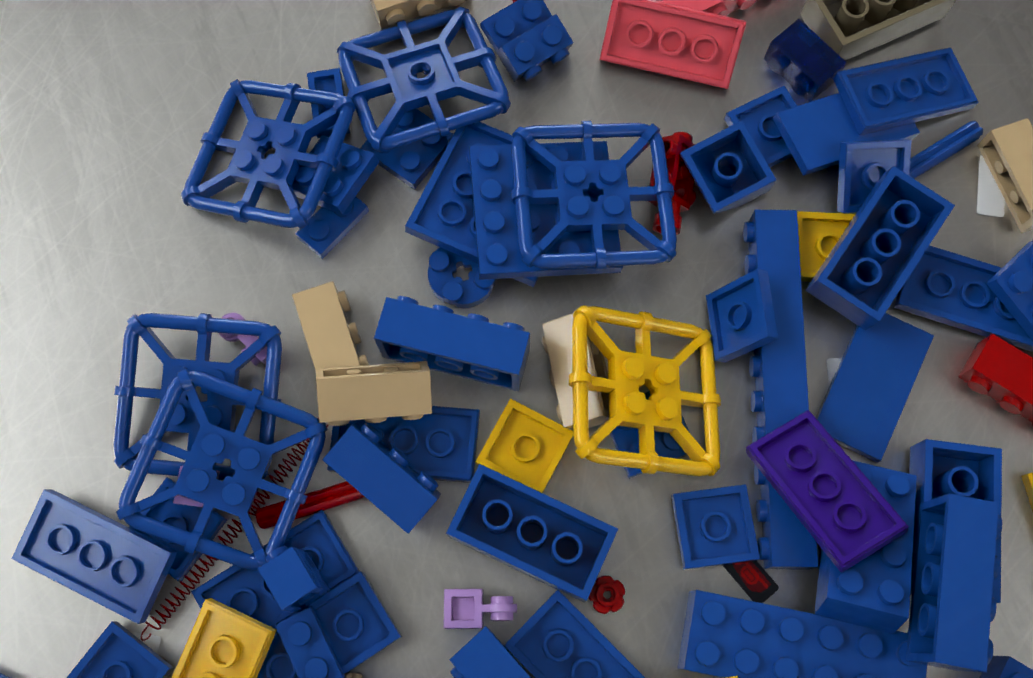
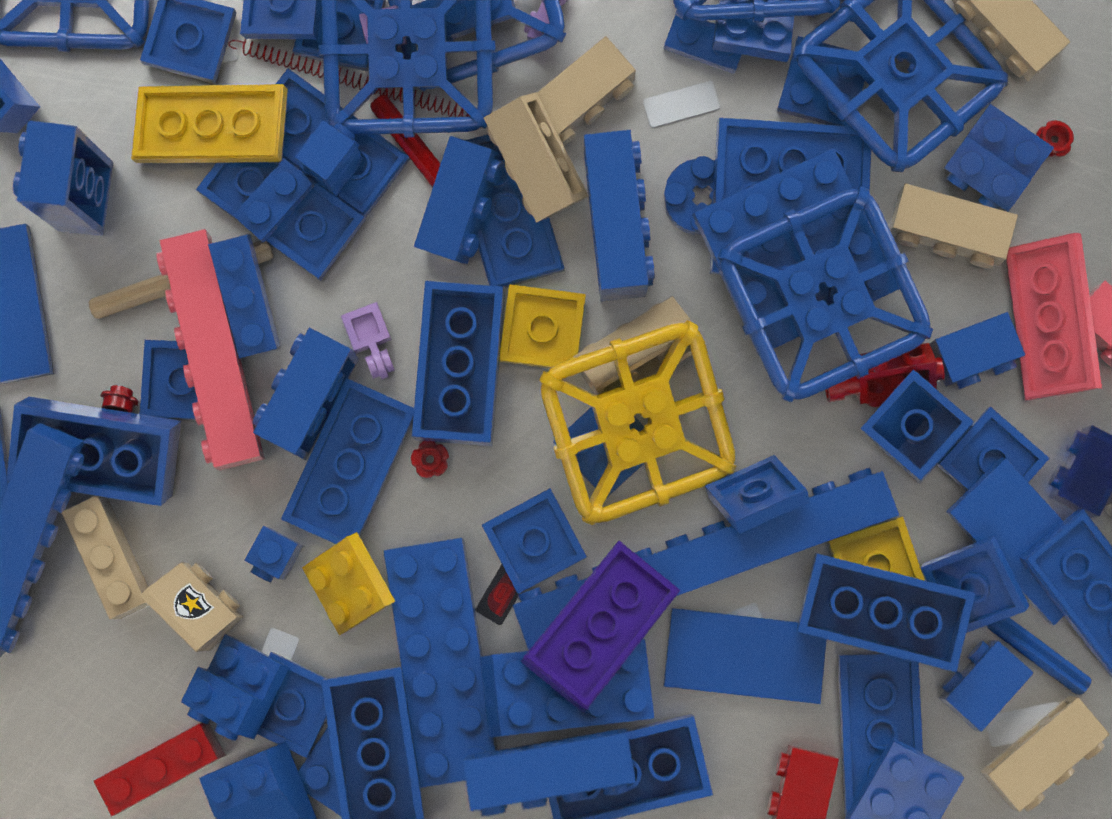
camera: 75 degrees right, 10 degrees up
(375, 262) = (681, 104): none -> white sticker
(568, 85) = (952, 226): none -> tan brick
(676, 102) = (978, 350): none -> blue brick
(960, 187) = (984, 684): none -> blue brick

